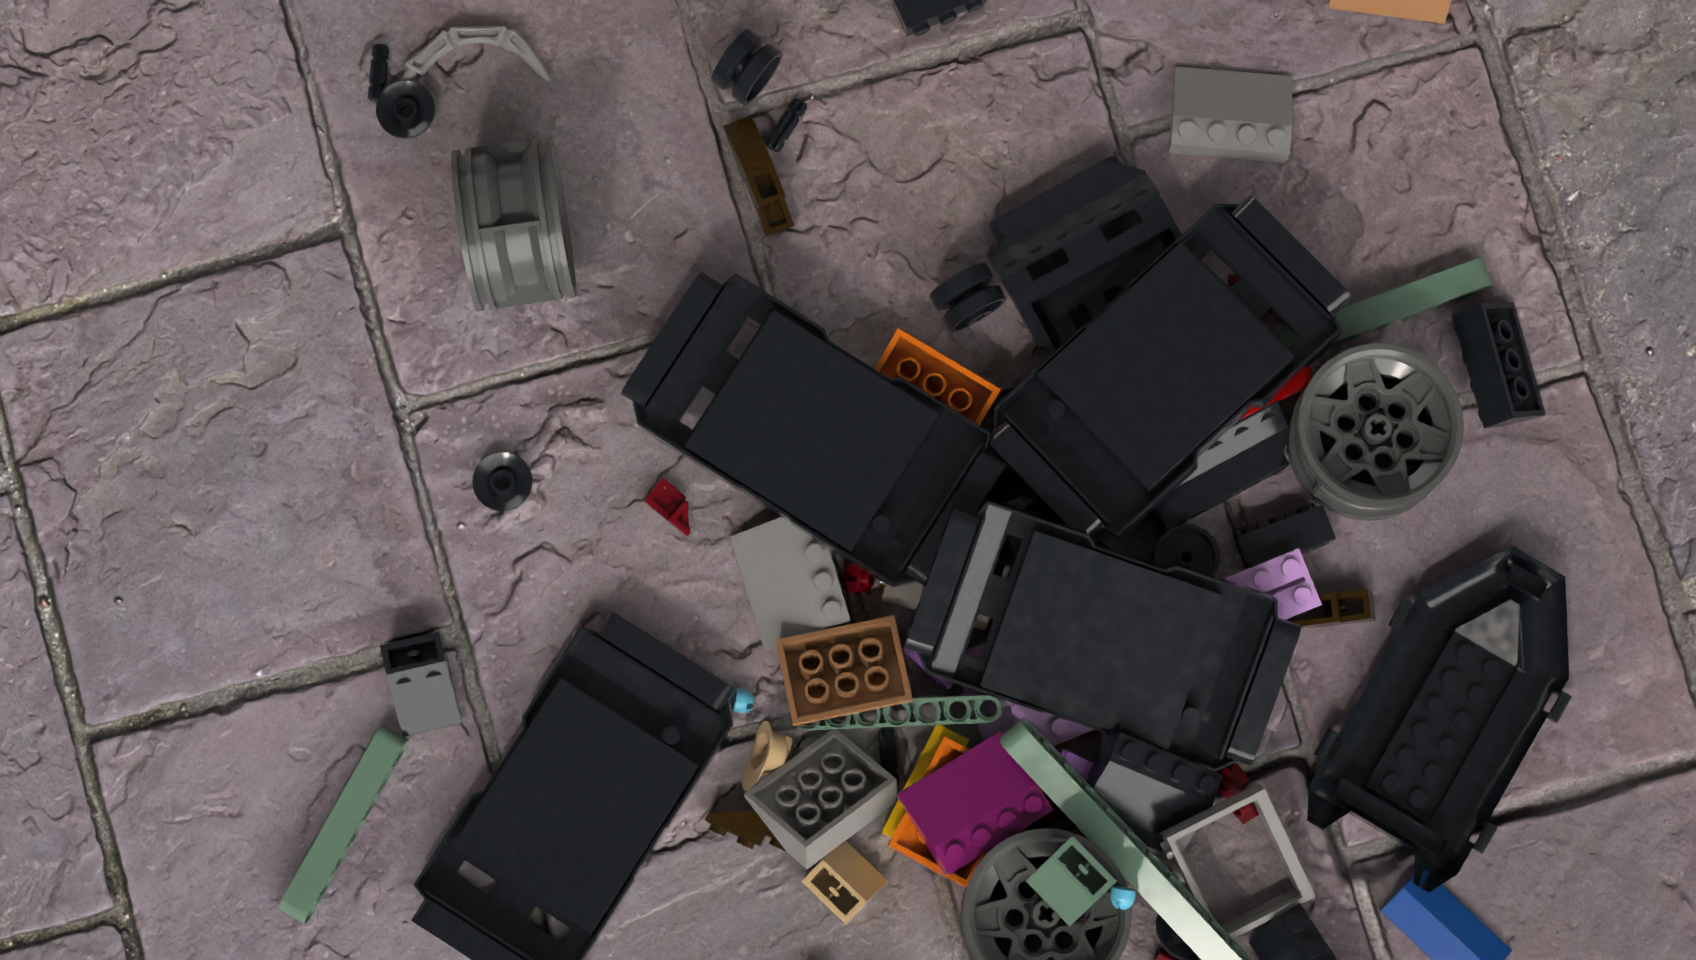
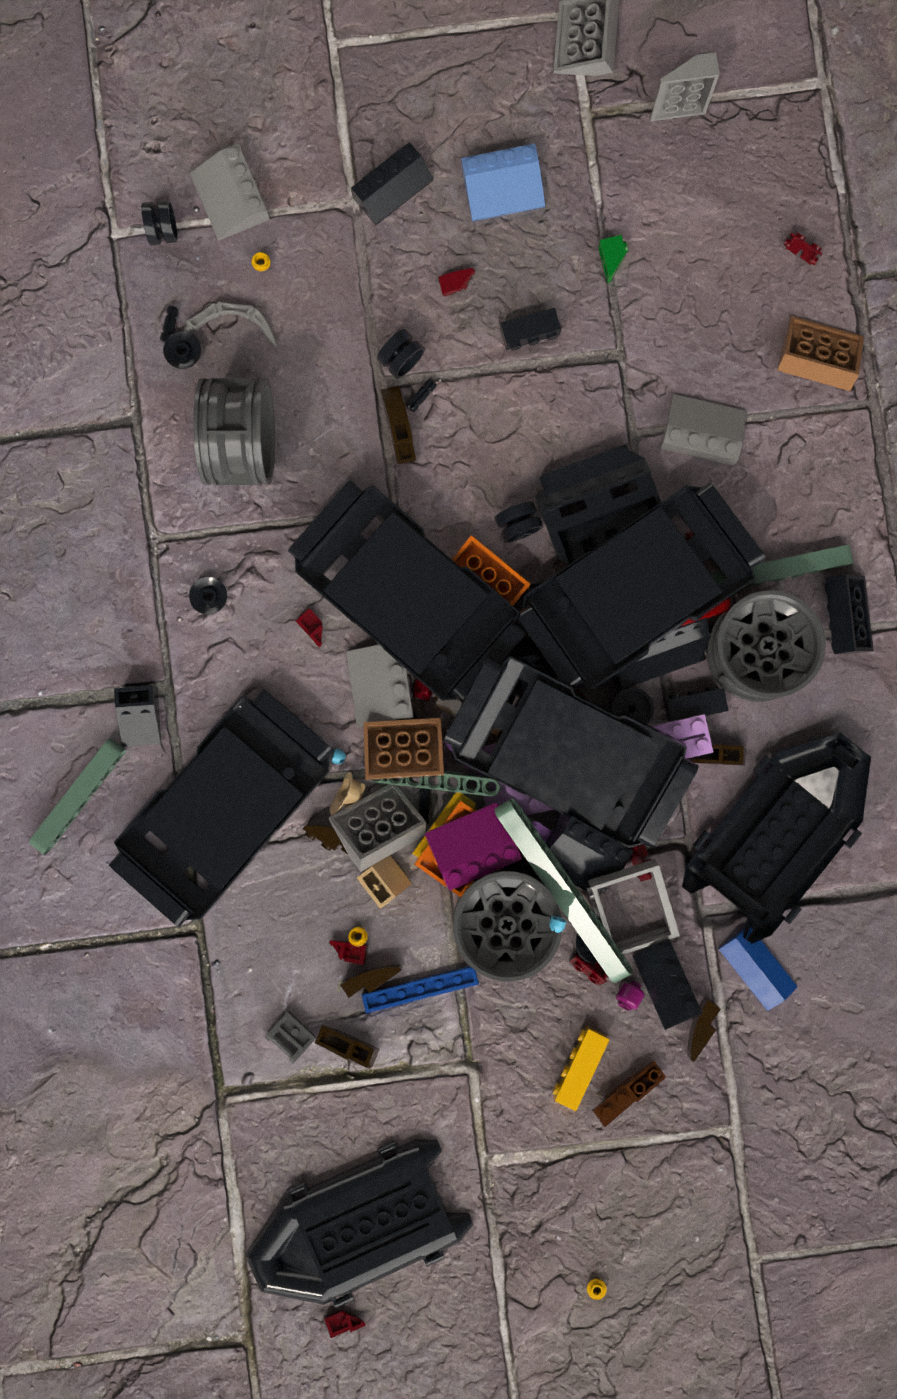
camera: 15 degrees right, 5 degrees up
(1071, 881) = (525, 910): sand green slope -> none

